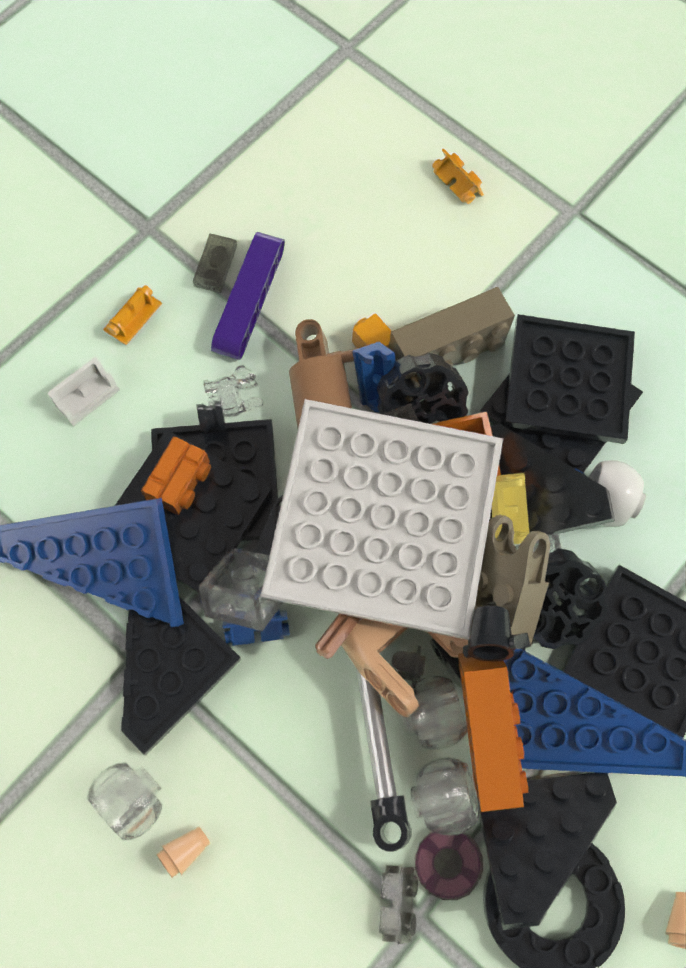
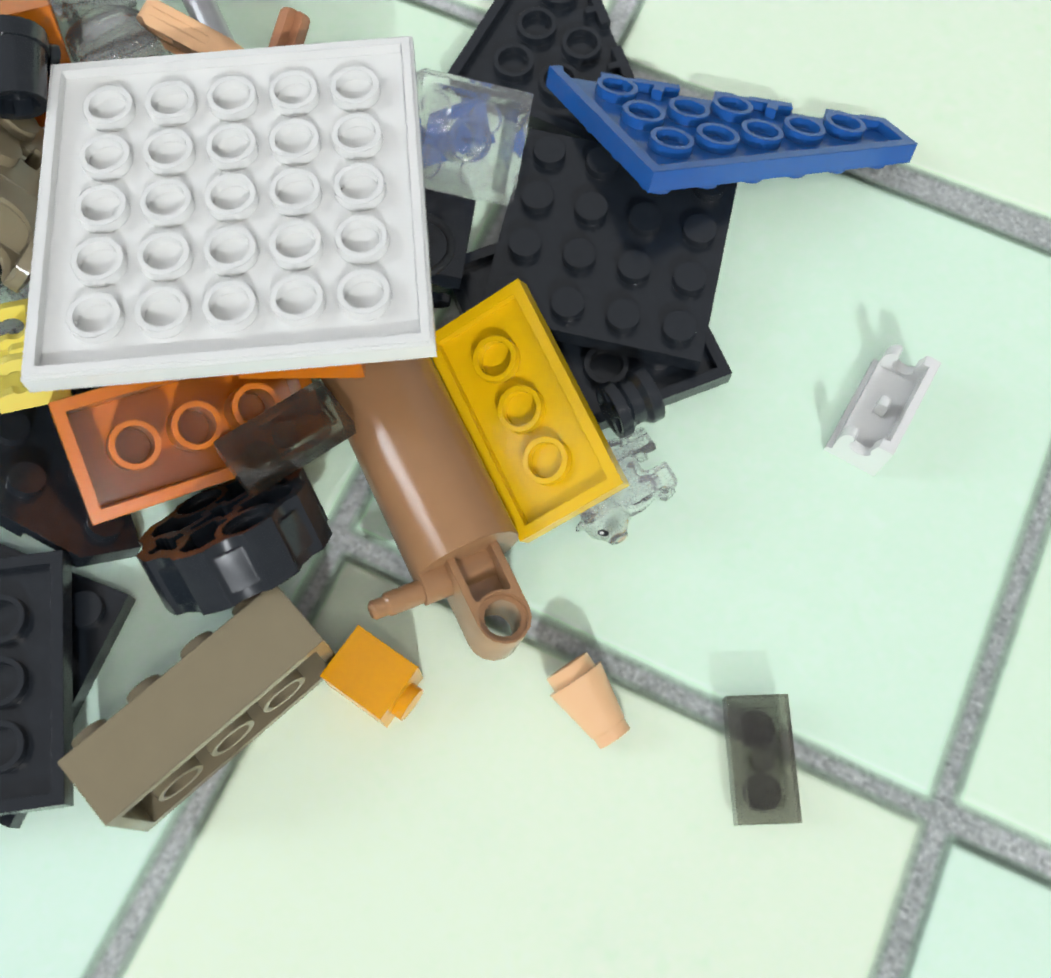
camera: 165 degrees right, 0 degrees up
(133, 315) = (871, 590): light orange hinge -> none
(177, 475) = (643, 257): orange brick -> none
(248, 296) = (663, 711): dark purple beam -> none
(263, 424) = (525, 412): none -> yellow plate
(281, 308) = (589, 700): none -> light nougat cone
(371, 364) = (347, 578): blue hinge -> none

